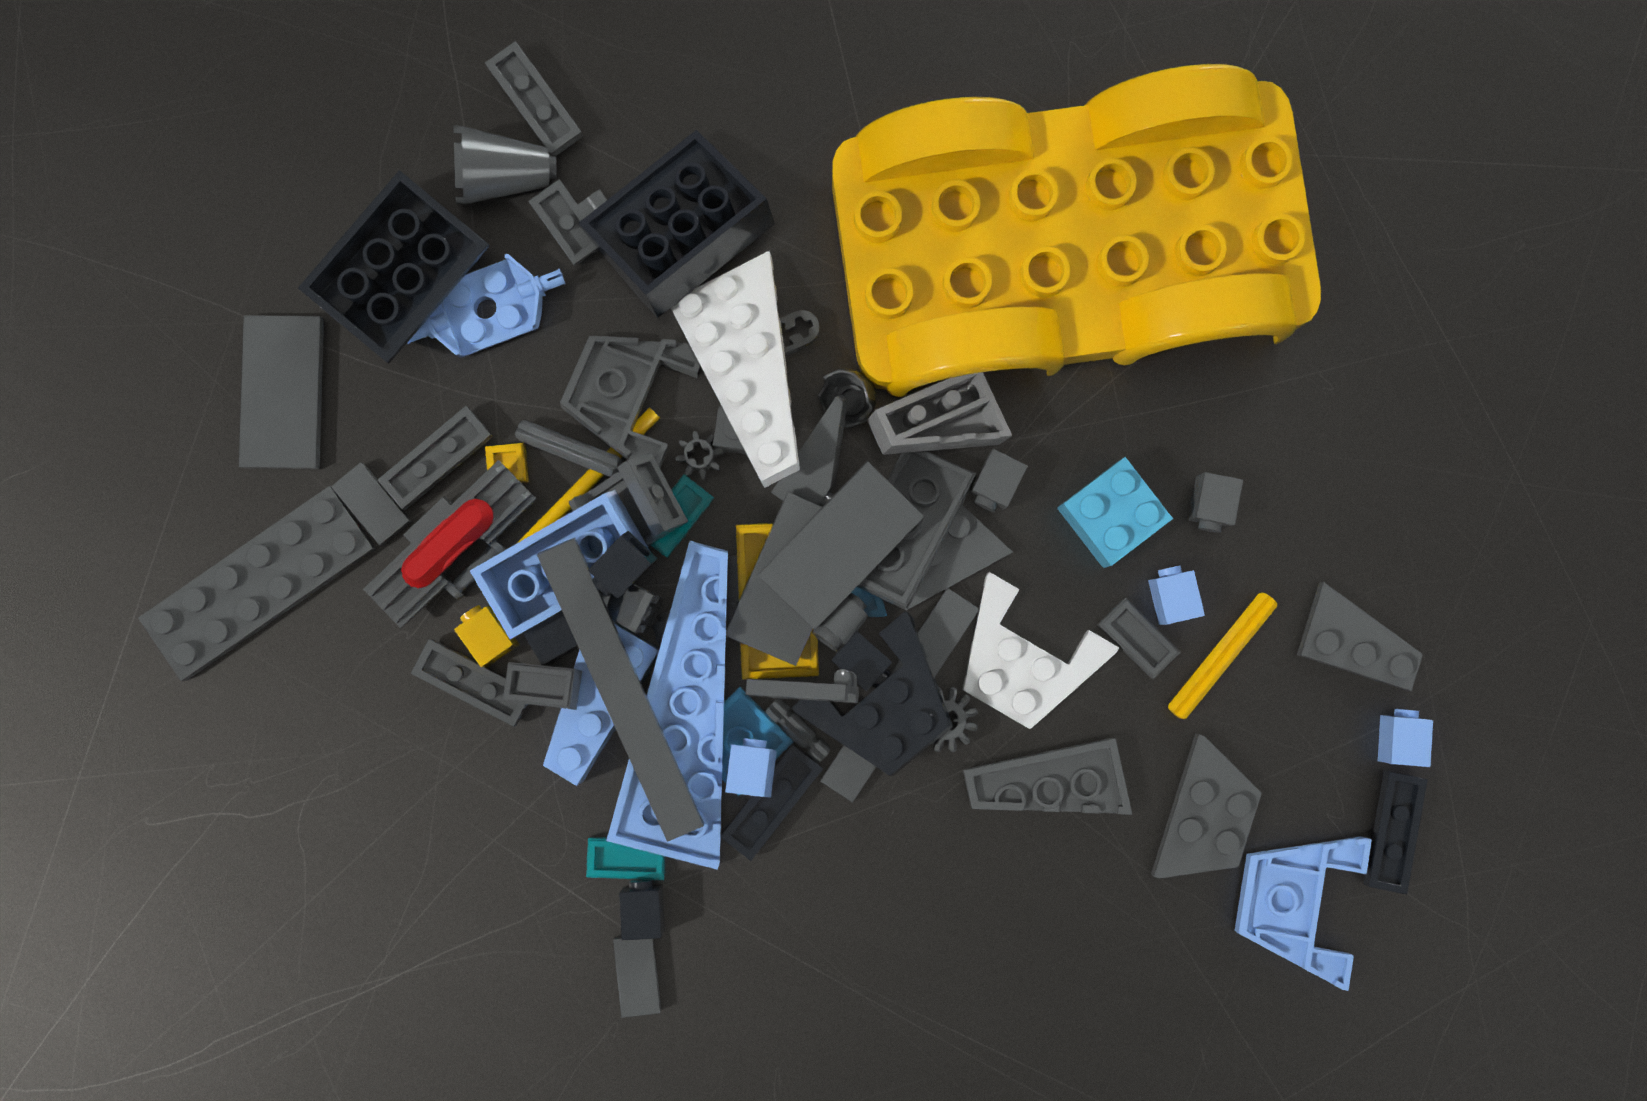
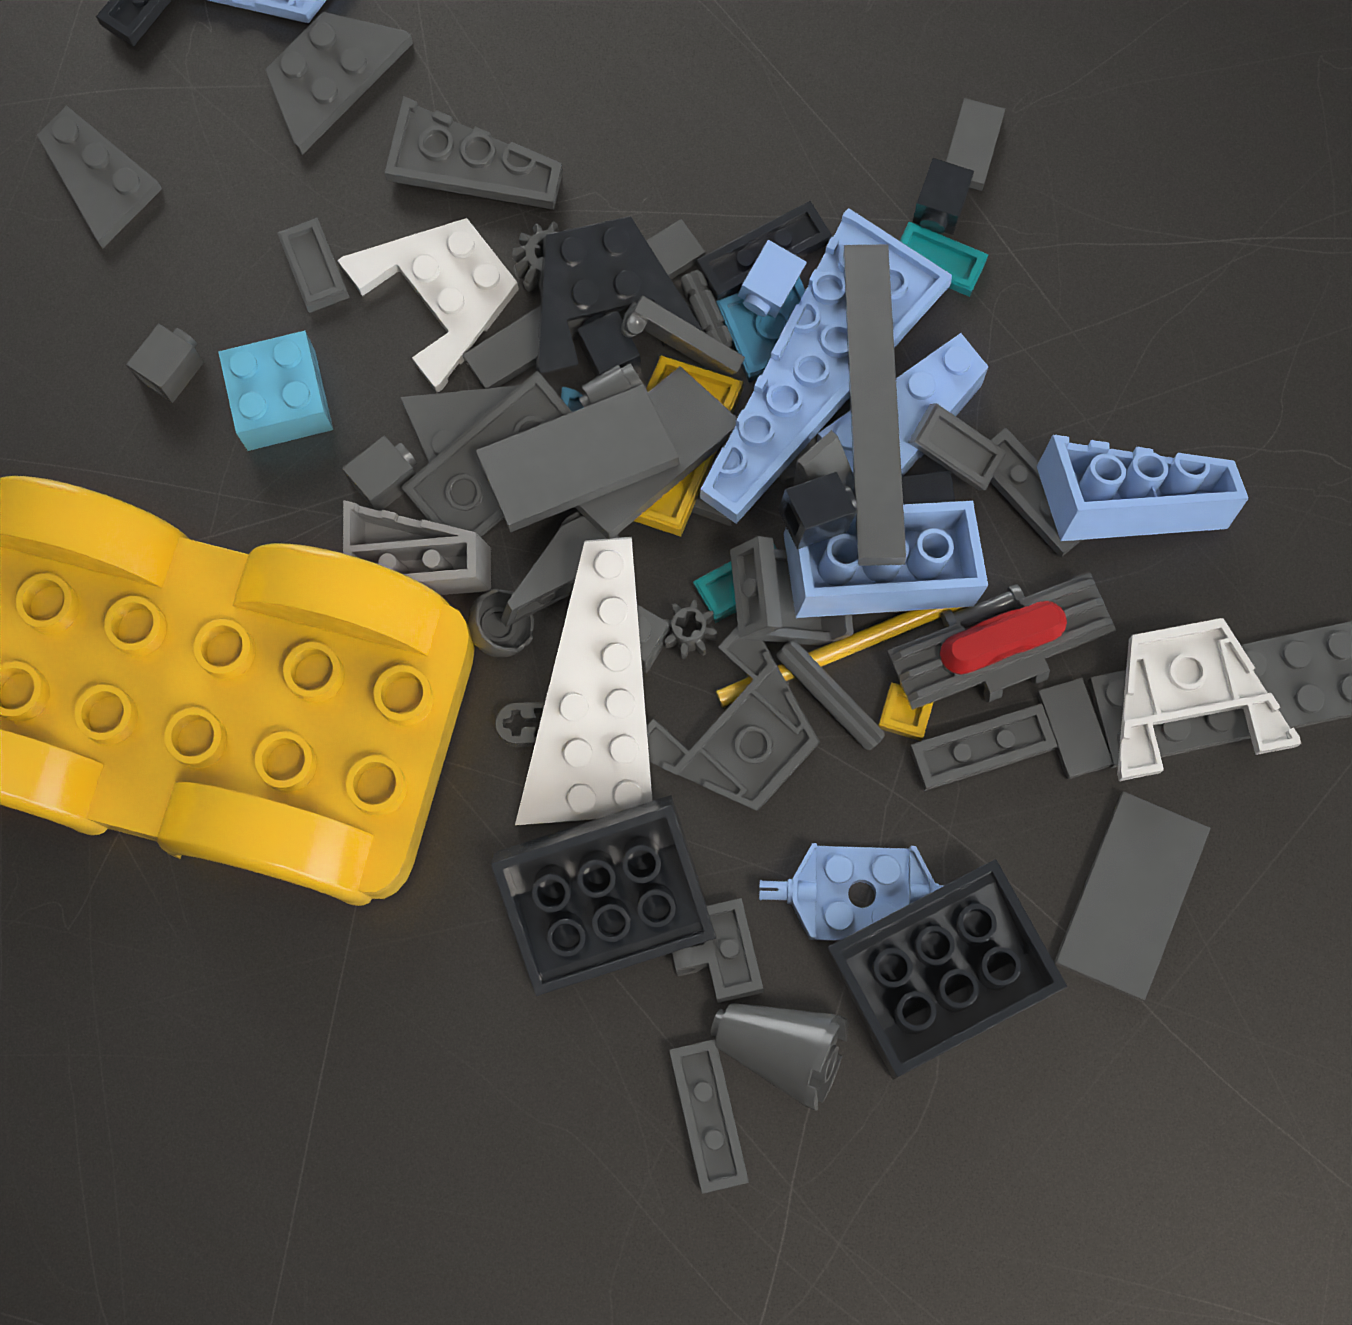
camera: 150 degrees left, 10 degrees down
(294, 571) = (1190, 675): none -> white wing
(392, 704) = (1136, 493): none -> light blue wedge
(484, 636) = (1002, 532): yellow brick -> none
(1176, 596) = (254, 284): light blue brick -> none
(1222, 655) = (236, 213): yellow axle -> none
(1405, 739) = (98, 61): light blue brick -> none

